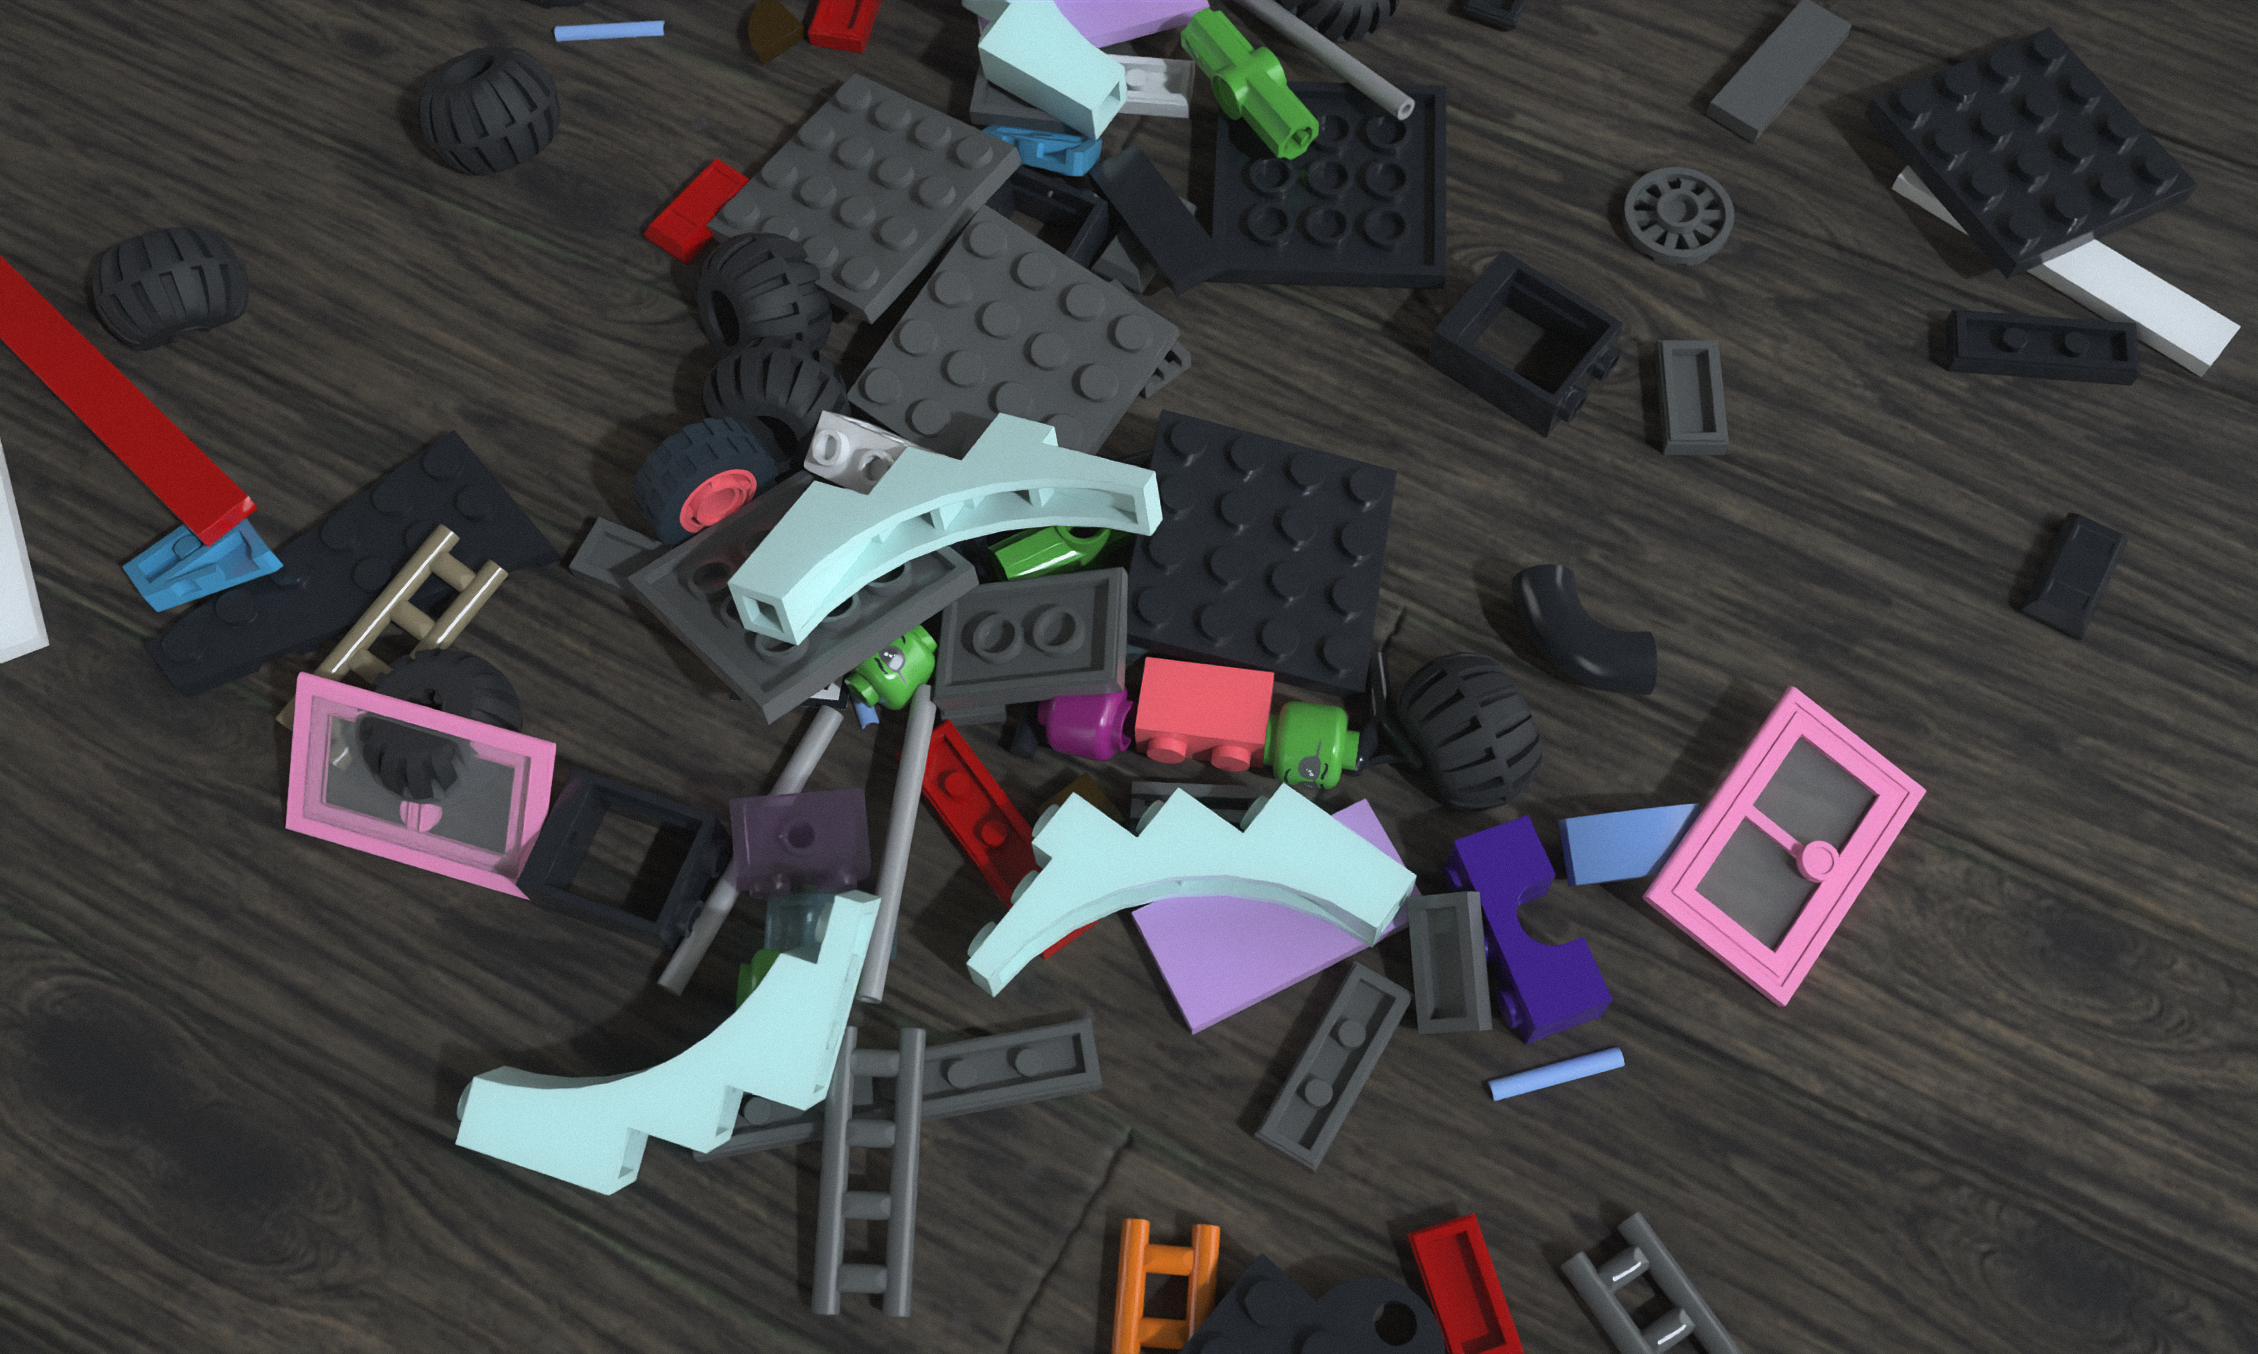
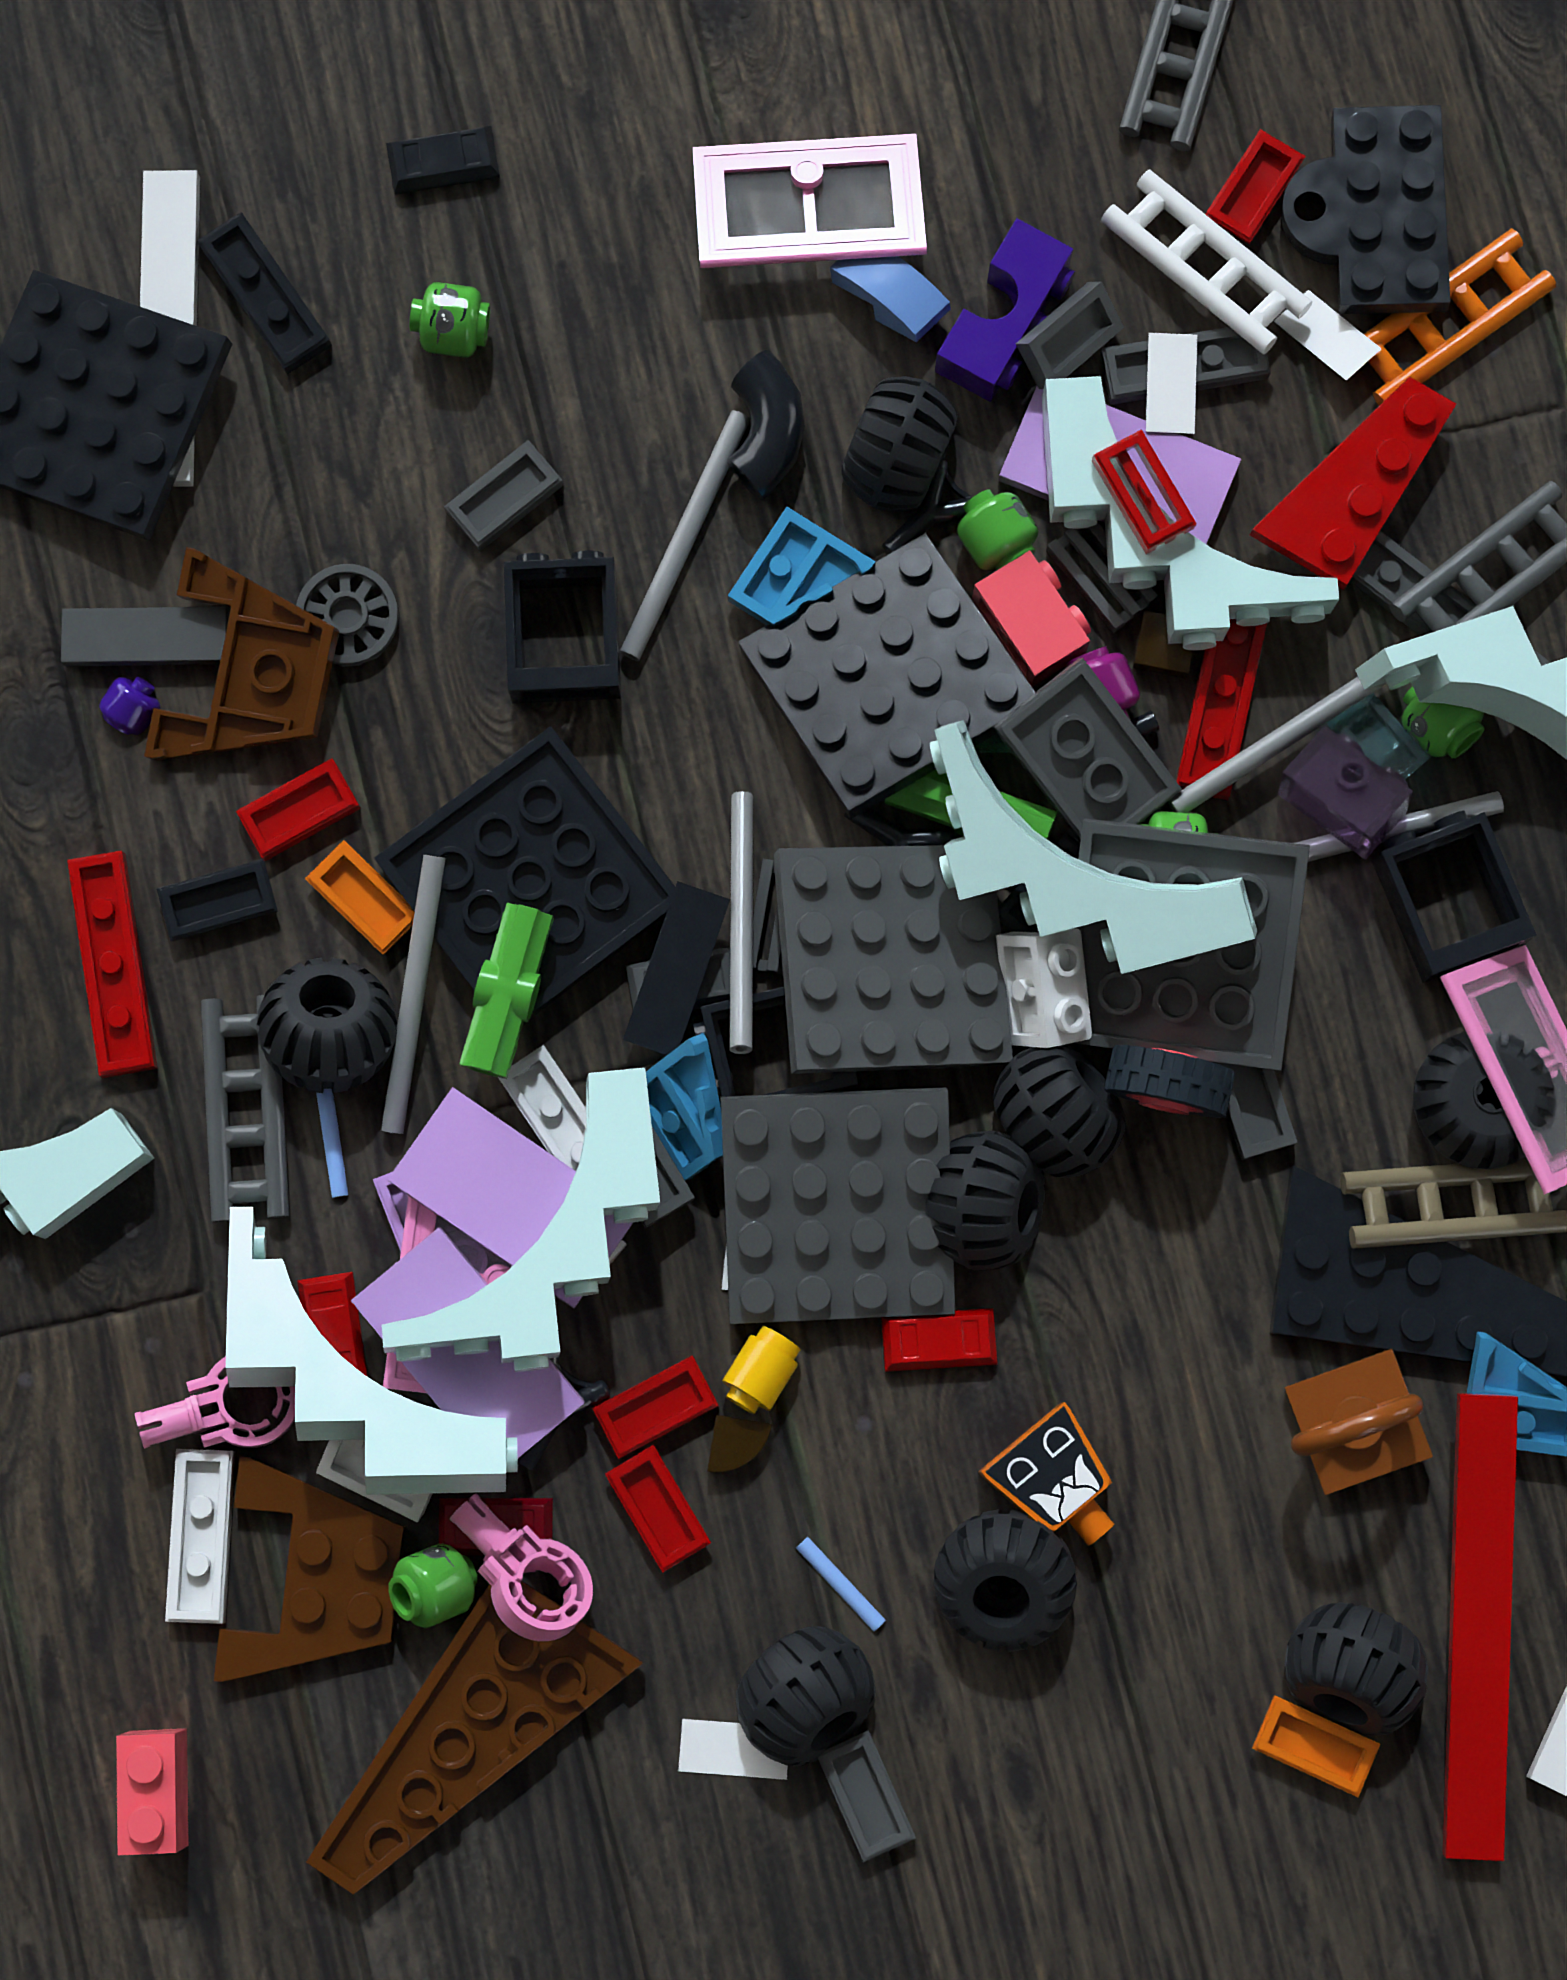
camera: 135 degrees left, 15 degrees up
(187, 210) = (1316, 1746): none -> orange tile
(323, 429) = (1358, 1422): none -> dark orange tile
(524, 196) = (1053, 1475): none -> torso
(801, 71) = (761, 1370): none -> yellow brick
(1065, 1100) = (1350, 494): none -> red wing
(1149, 284) = (741, 923): none -> light grey piece
(1220, 890) = (1165, 531): none -> red tile
(1245, 1226) = (1329, 337): none -> white sticker
(1323, 1026) = (1171, 383): none -> white sticker
(1391, 1199) = (1212, 292): none -> white bar
(1424, 562) = (793, 569): none -> dark azure wing
(1429, 65) = (362, 897): none -> orange tile
(1530, 501) = (684, 536): none -> light grey piece
(1536, 78) = (298, 809): none -> red tile
(1556, 1073) = (1072, 237): light blue piece -> none
(1682, 124) = (268, 673): none -> reddish brown wing
(1727, 28) = (129, 705): none -> dark purple piece
(1897, 453) = (450, 319): none -> bright green head

